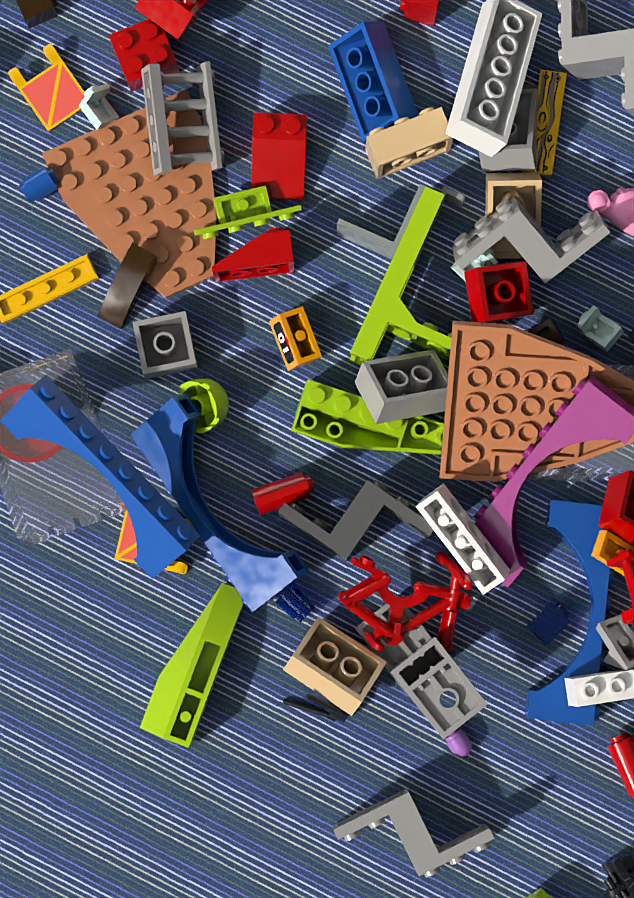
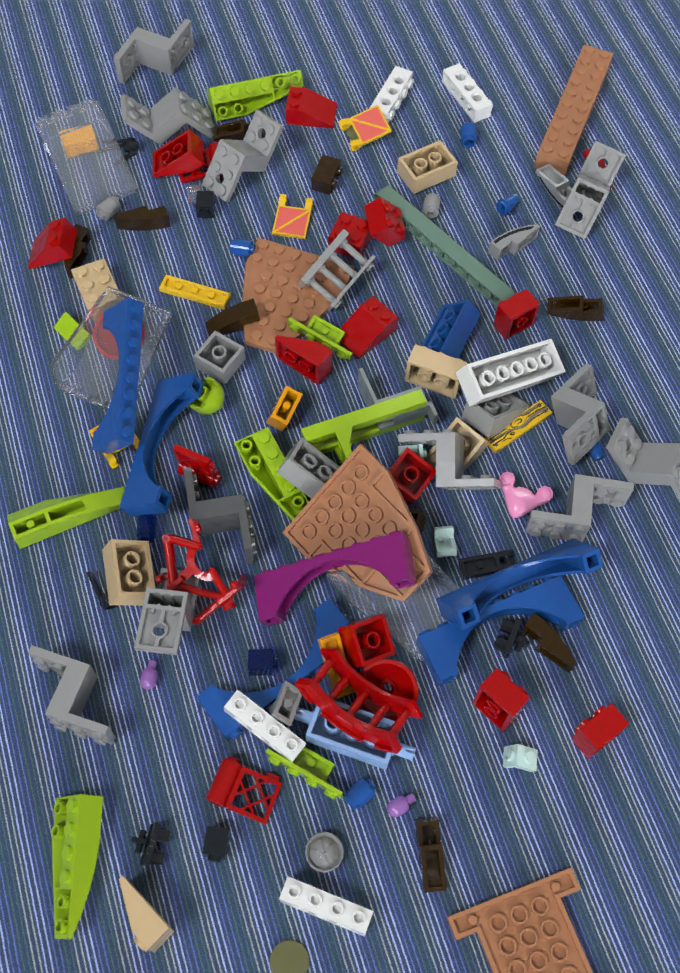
camera: 40 degrees right, 20 degrees down
(97, 107) = (305, 237): light aqua bracket -> none
(463, 539) = (259, 567): white brick -> none

